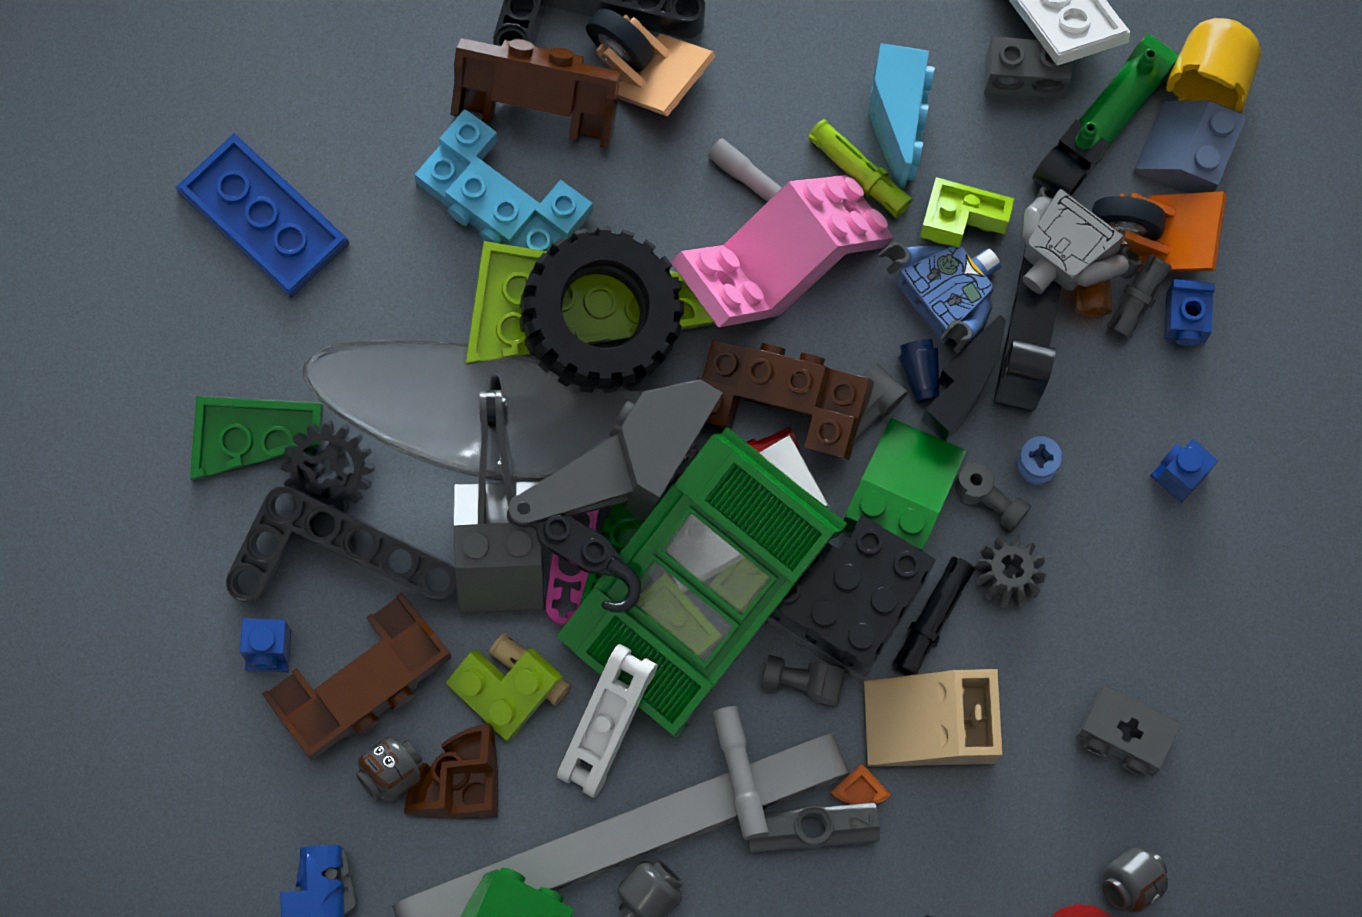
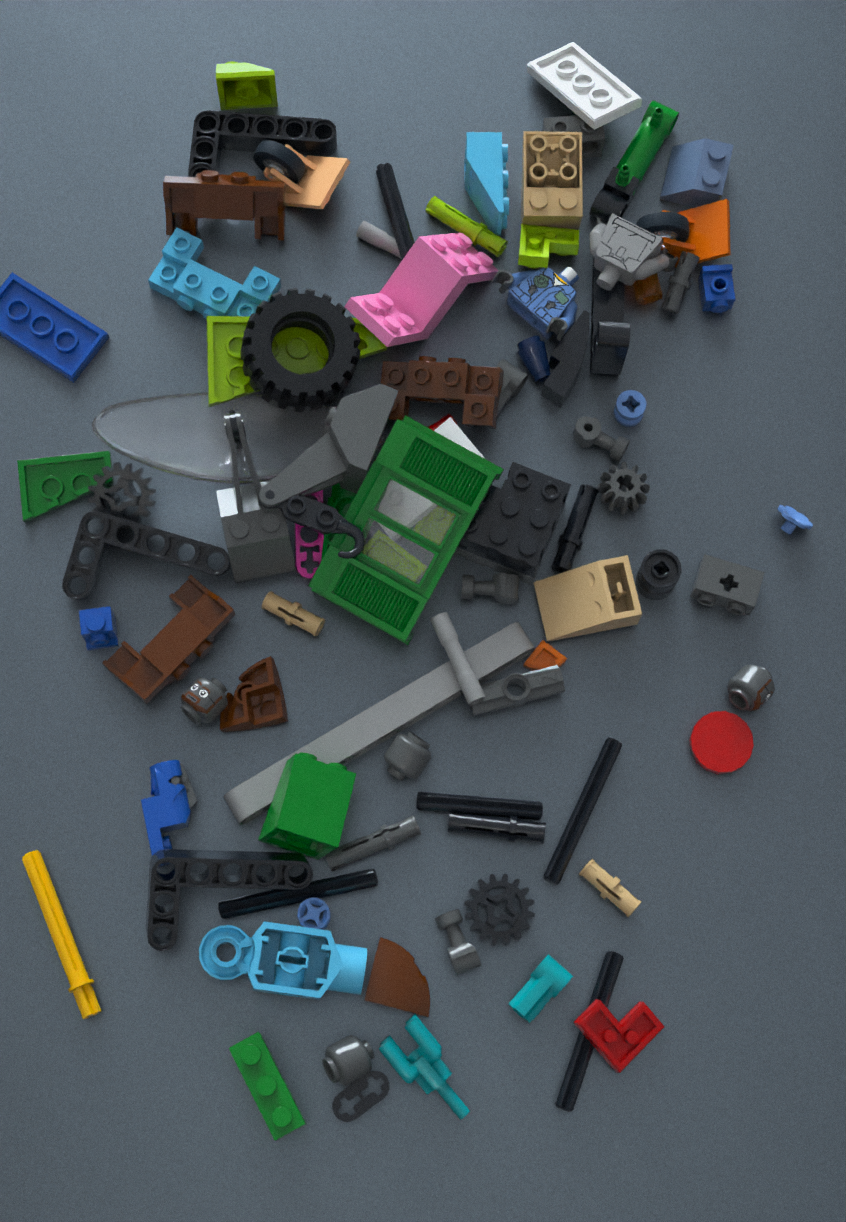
camera: 10 degrees left, 0 degrees up
(503, 699) = (279, 637): lime plate -> none
(606, 721) = (355, 638): white plate -> none
(766, 130) = (395, 208): none -> black axle
(906, 483) = (538, 437): green slope -> none
(988, 123) = (552, 179): none -> tan slope
(1036, 701) = (658, 574): none -> black wheel
(1184, 469) = (733, 397): blue brick -> none
(1216, 64) = (705, 112): yellow cylinder -> none
(1237, 654) = (793, 519): none -> medium blue plant

